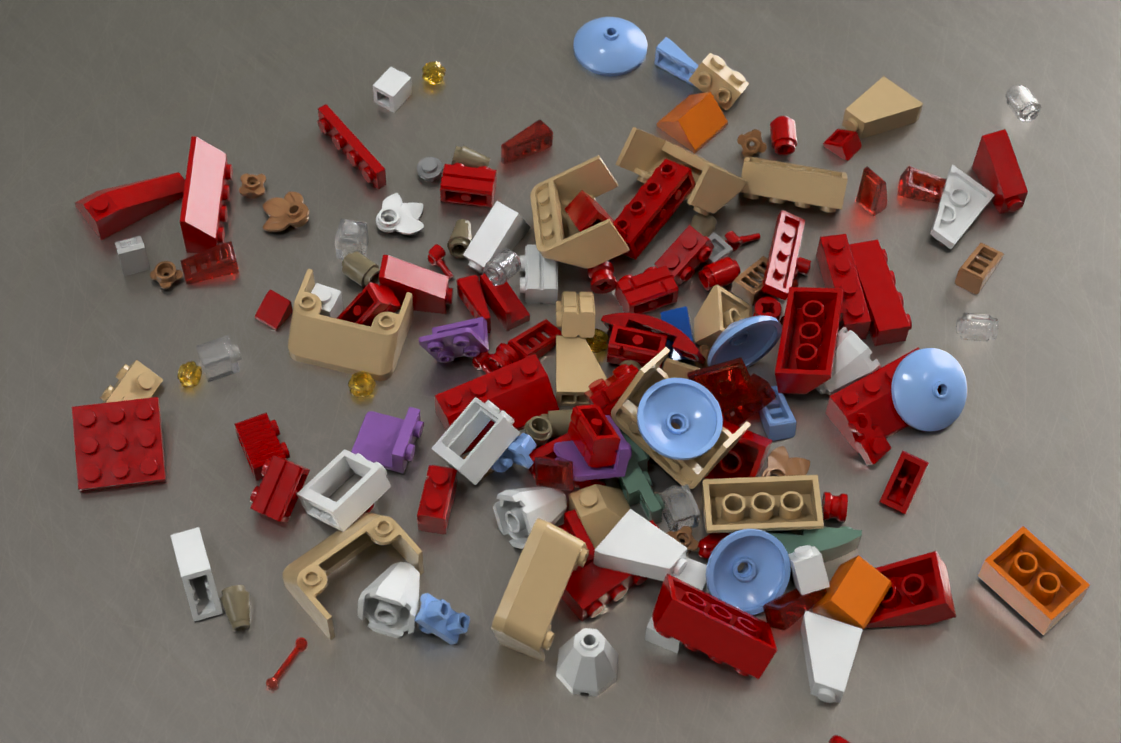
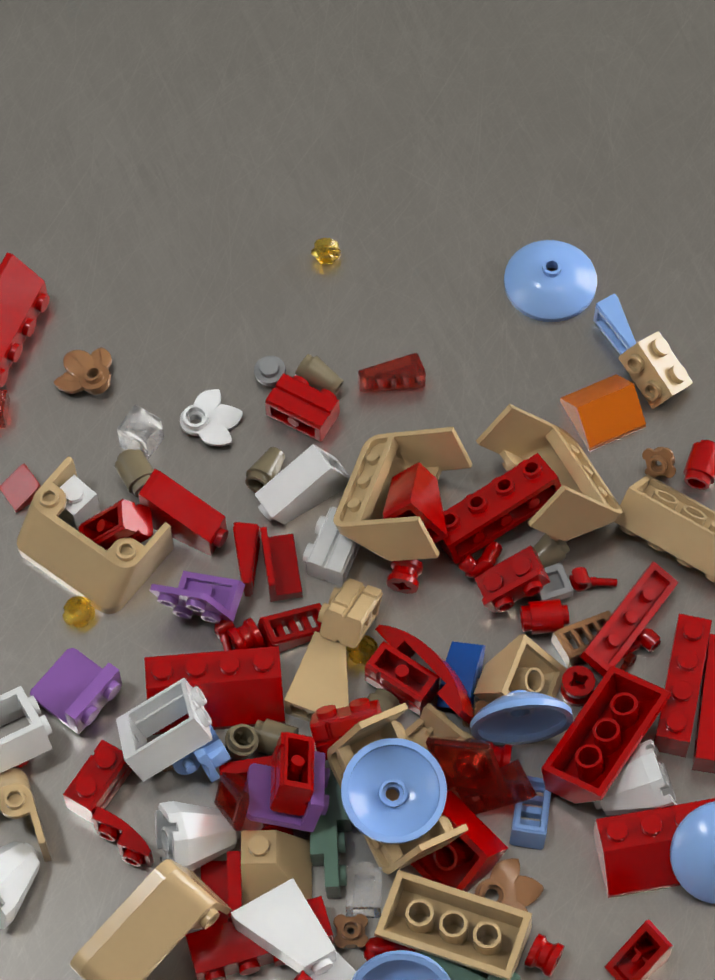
camera: 25 degrees right, 5 degrees up
(252, 191) = (66, 333): medium nougat plate -> none
(356, 152) = (193, 326): red plate -> none
(392, 89) = (269, 257): white brick -> none
(435, 257) = (229, 481): red hand -> none
(439, 618) = (38, 926): light blue hips -> none
(487, 537) = (130, 843): none -> red slope
(502, 267) = (291, 524): clear brick -> none
(646, 290) = (448, 609): red brick -> none
(651, 256) = (487, 560): none -> red arm
(870, 440) = (625, 889): red plate -> none

